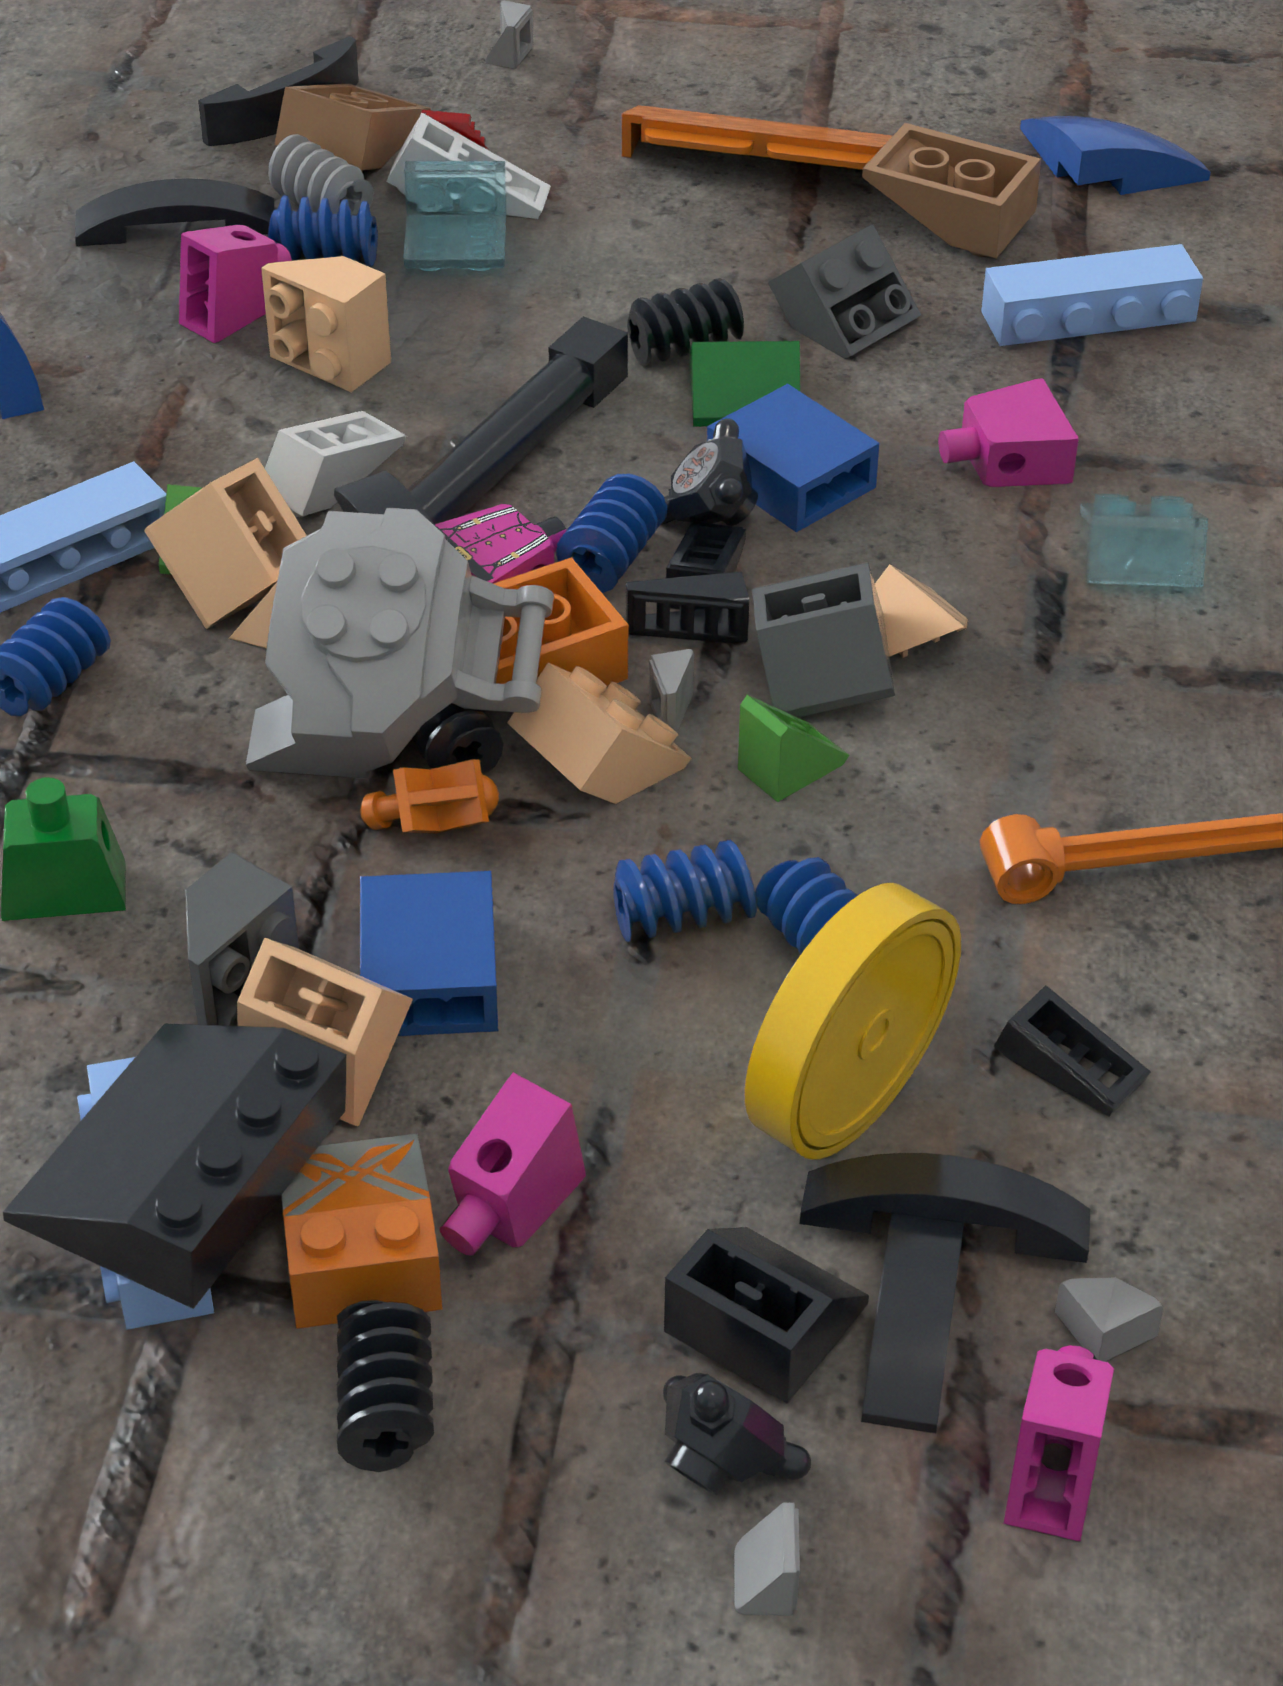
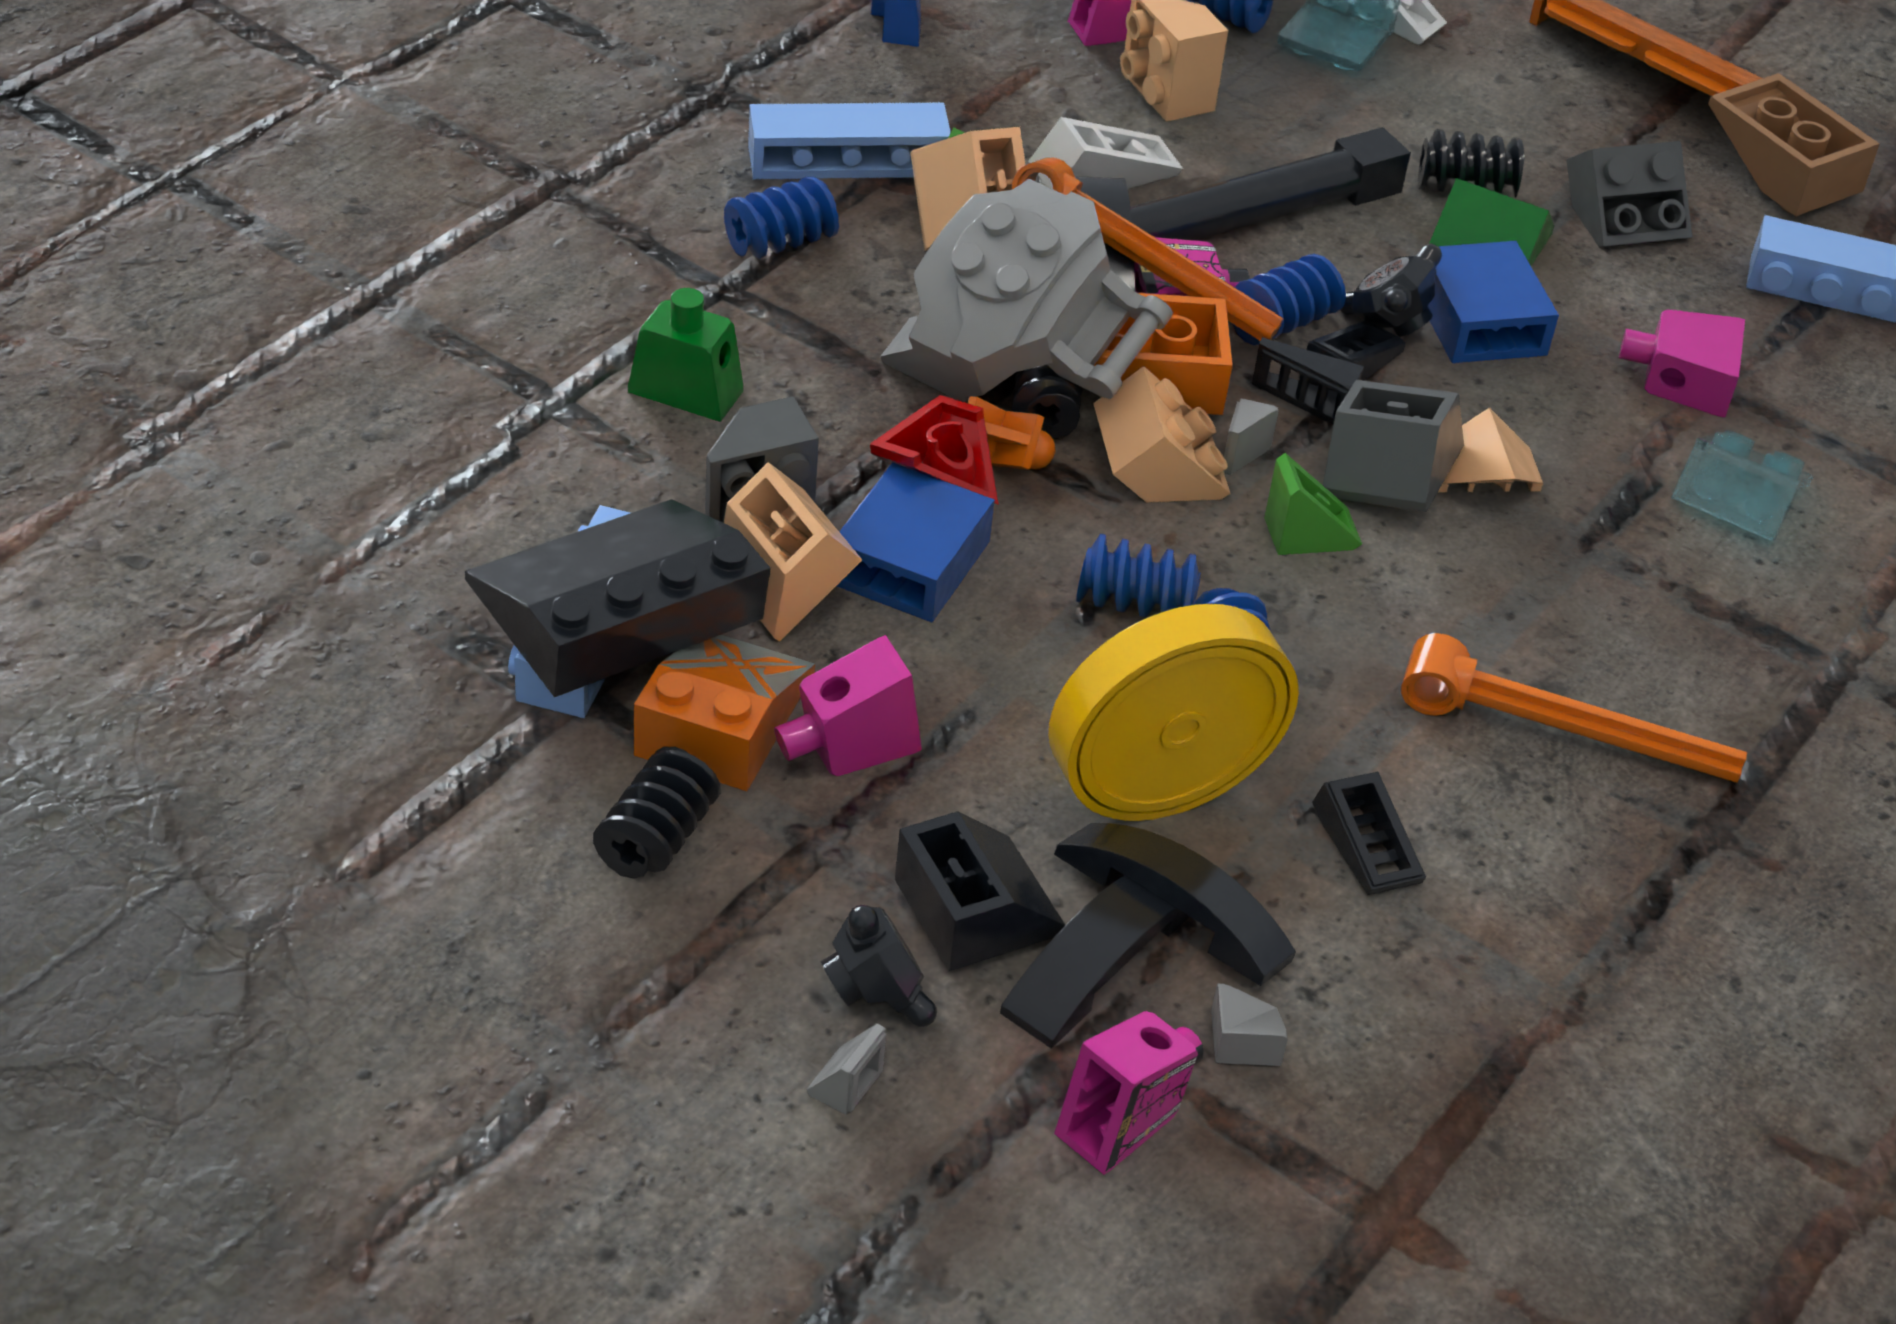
camera: 25 degrees right, 0 degrees up
(397, 832) = (944, 442): none -> red slope
(476, 539) = (1158, 256): none -> orange piece

